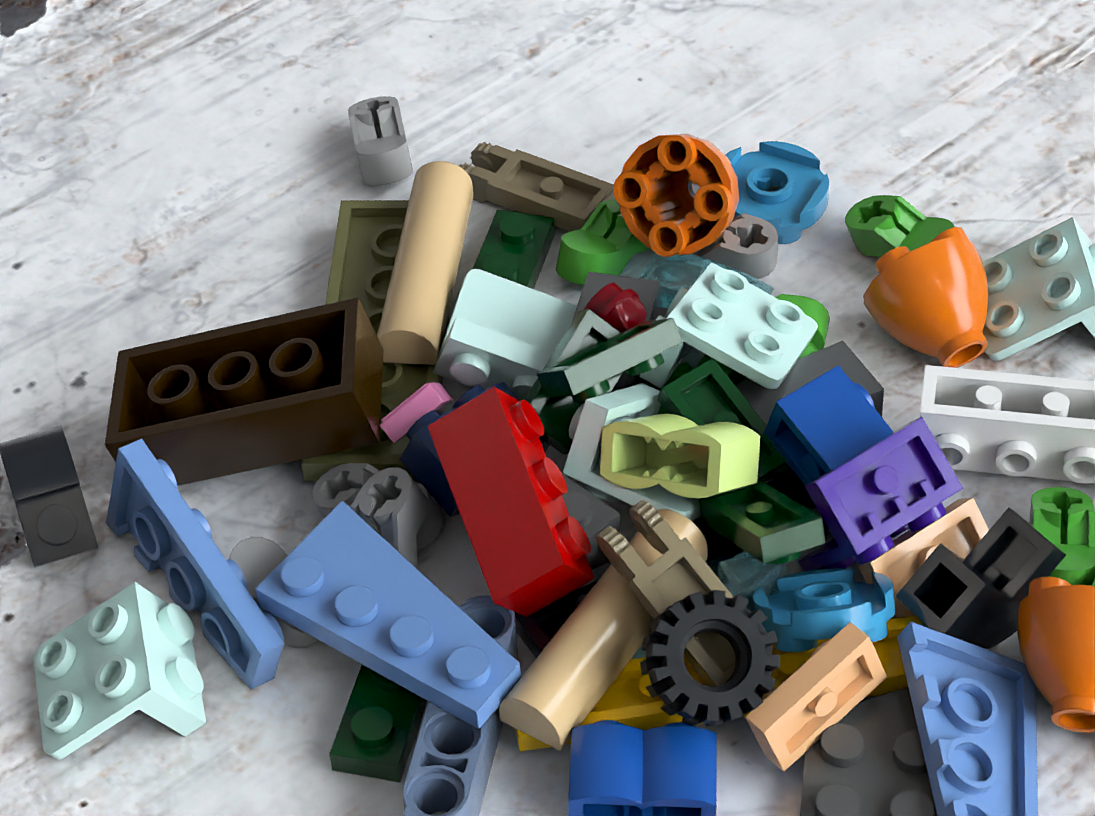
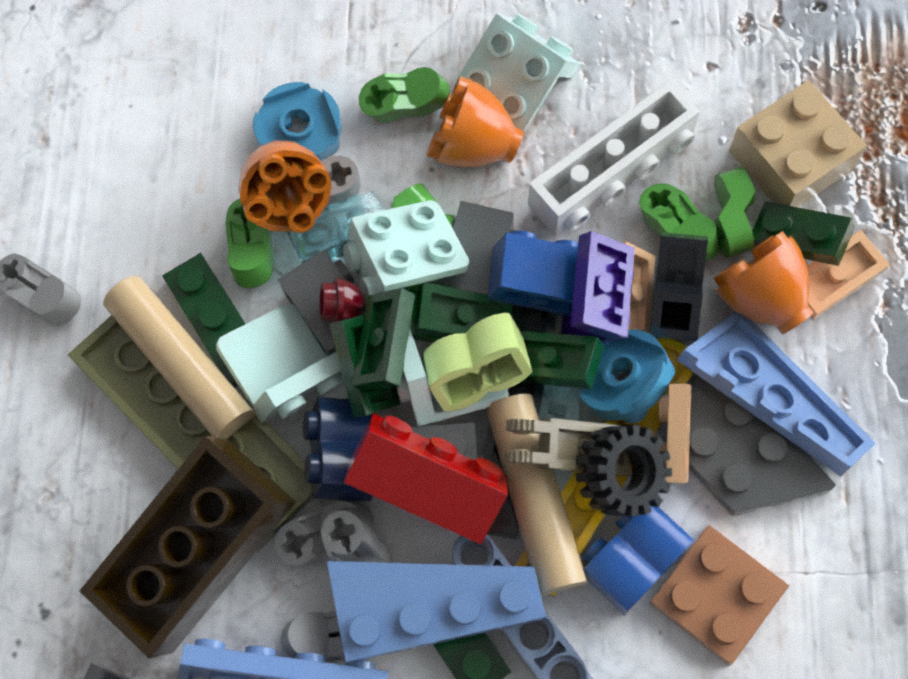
camera: 45 degrees left, 25 degrees up
(427, 398) = (295, 458): bright pink tile -> none
(535, 185) = (166, 240): dark tan hinge -> none

